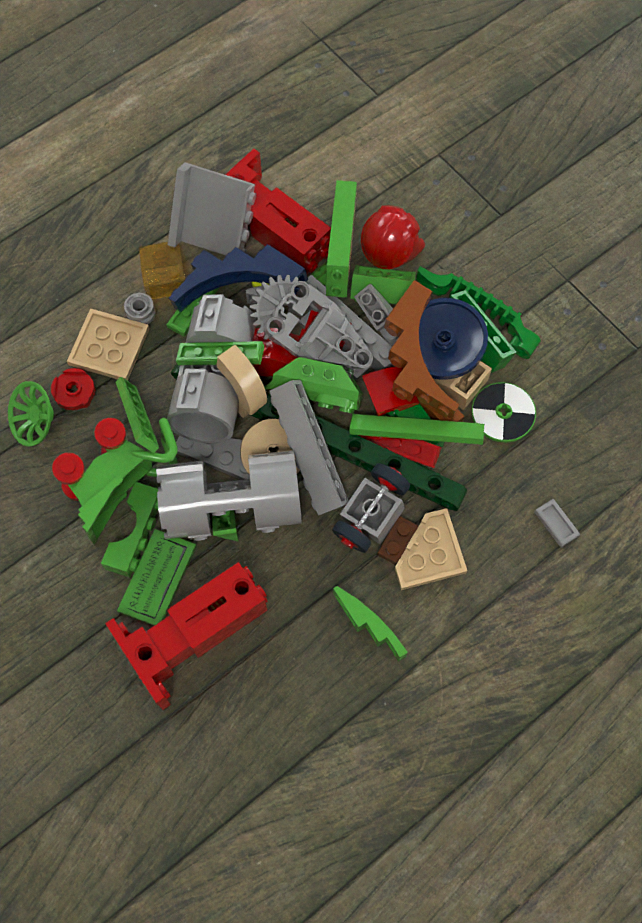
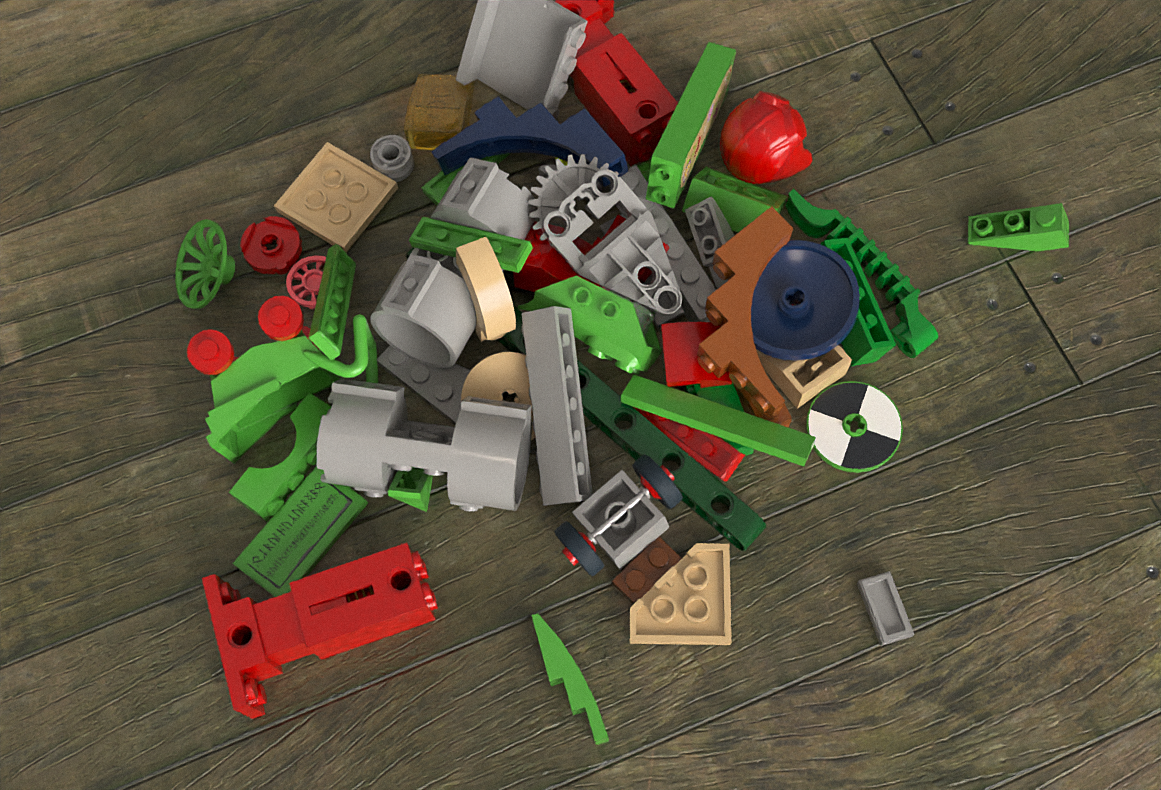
camera: 20 degrees right, 0 degrees up
(110, 406) = (310, 280): none -> coral wheel
(572, 258) = (1021, 229): none -> bright green slope

